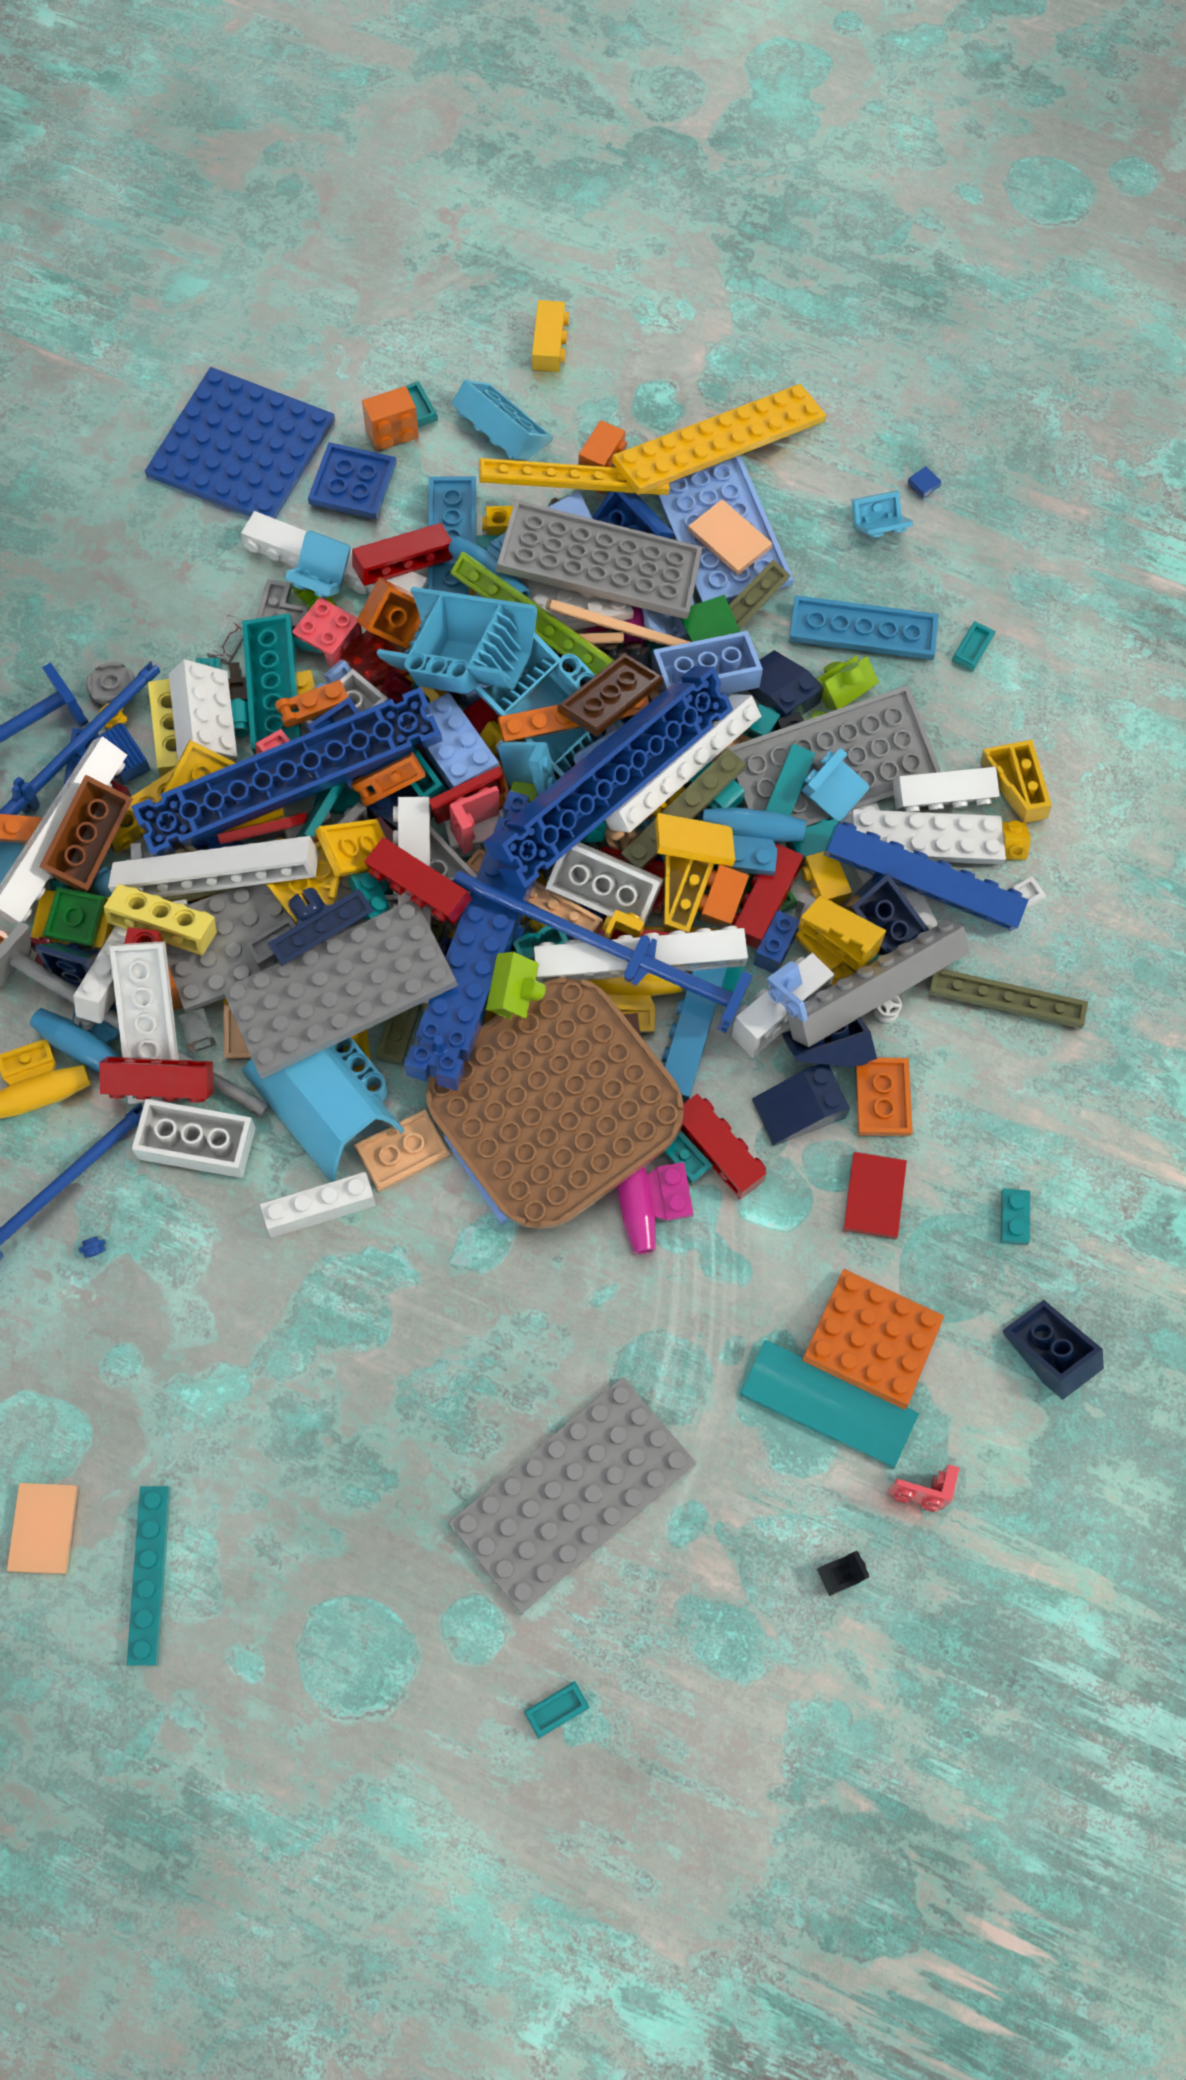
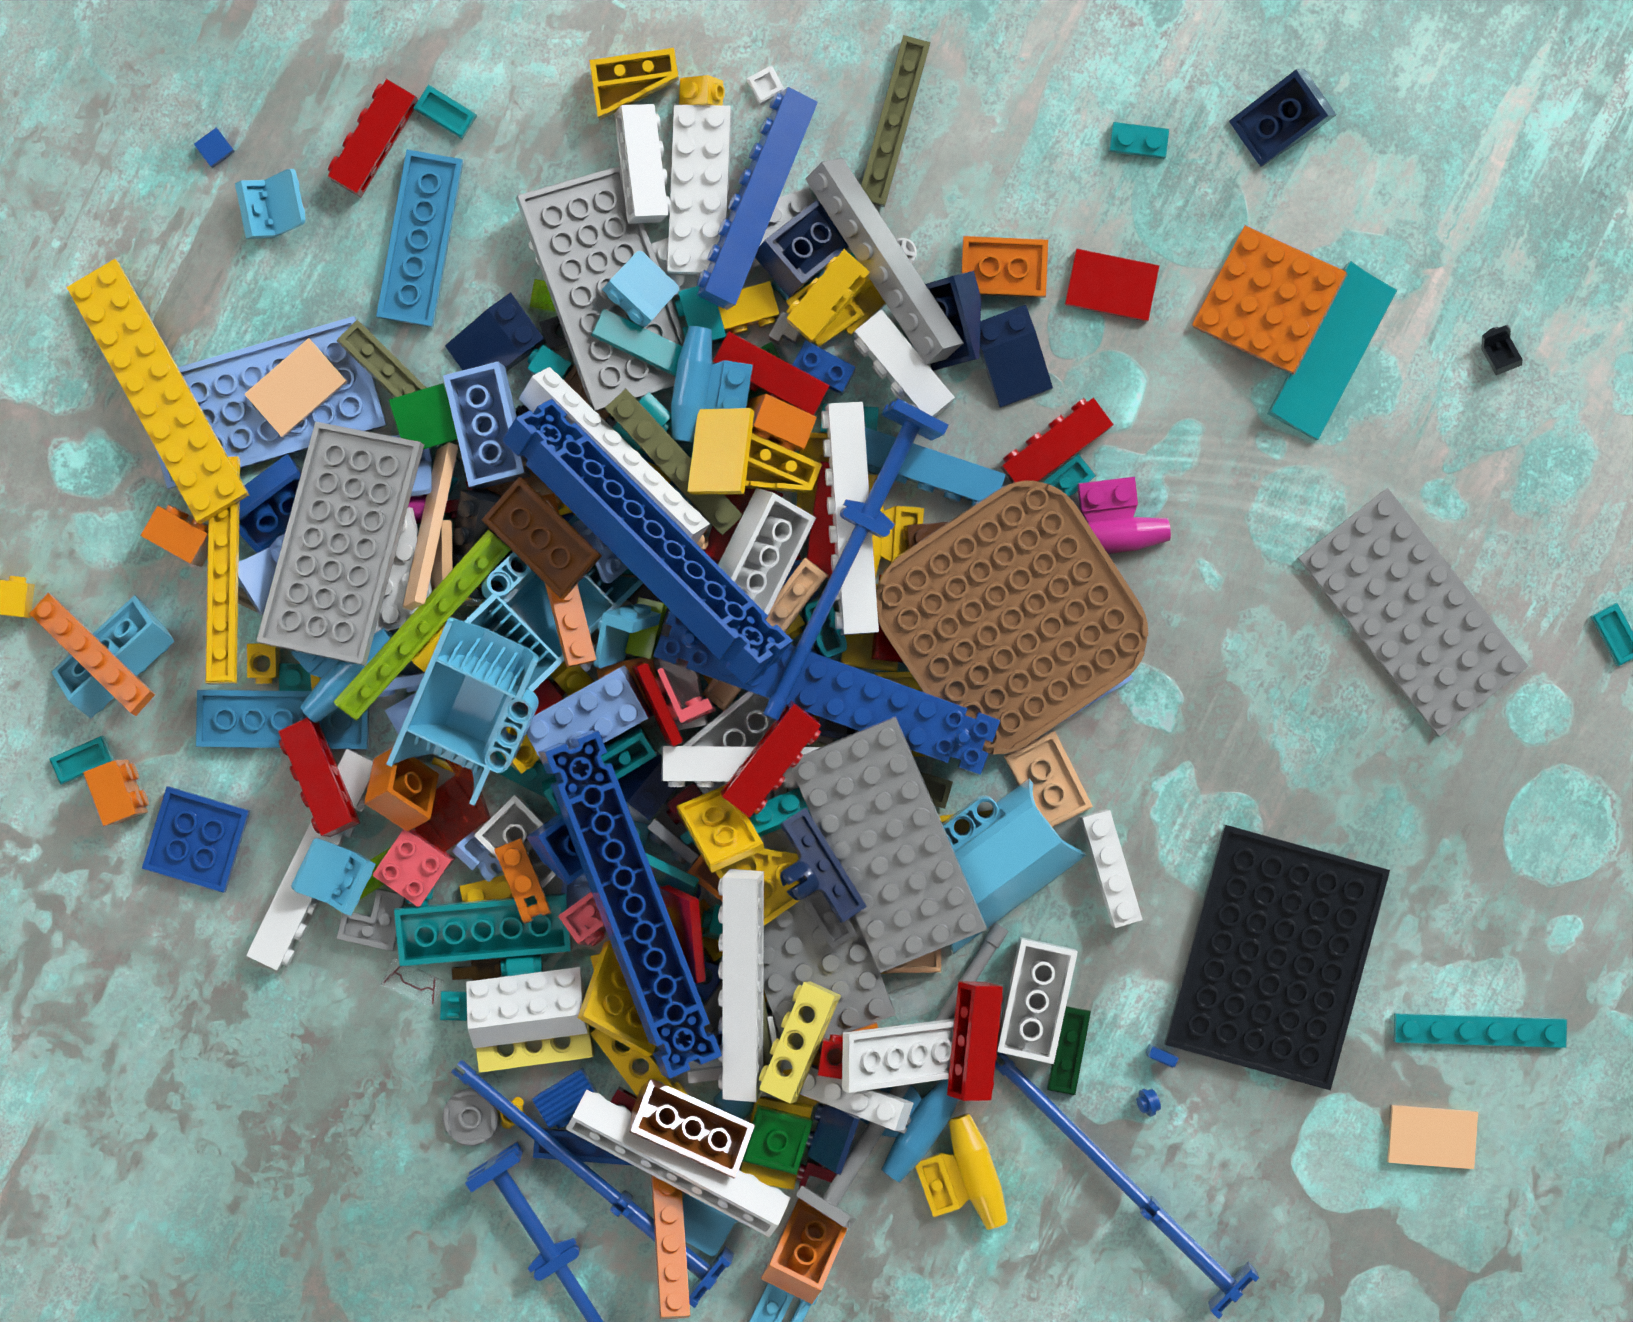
camera: 90 degrees left, 20 degrees up
(136, 1258) = (1161, 1056): none -> blue tile
(146, 1175) = (1069, 1052): none -> dark green tile
(229, 1367) = (1277, 957): none -> black plate
(240, 445) = (136, 976): blue plate -> none
(389, 779) = (634, 789): orange plate -> none
(395, 685) = (501, 785): dark red bracket -> none
(501, 395) = (92, 654): none -> orange plate
(514, 985) = (892, 656): lime piece -> none
(627, 923) = (814, 530): yellow bracket -> none
(781, 987) = (896, 362): light blue bracket -> none
(846, 681) = (496, 266): lime piece -> none
(931, 1498) = (1422, 243): coral bracket -> none
(944, 590) = (373, 137): none -> red brick

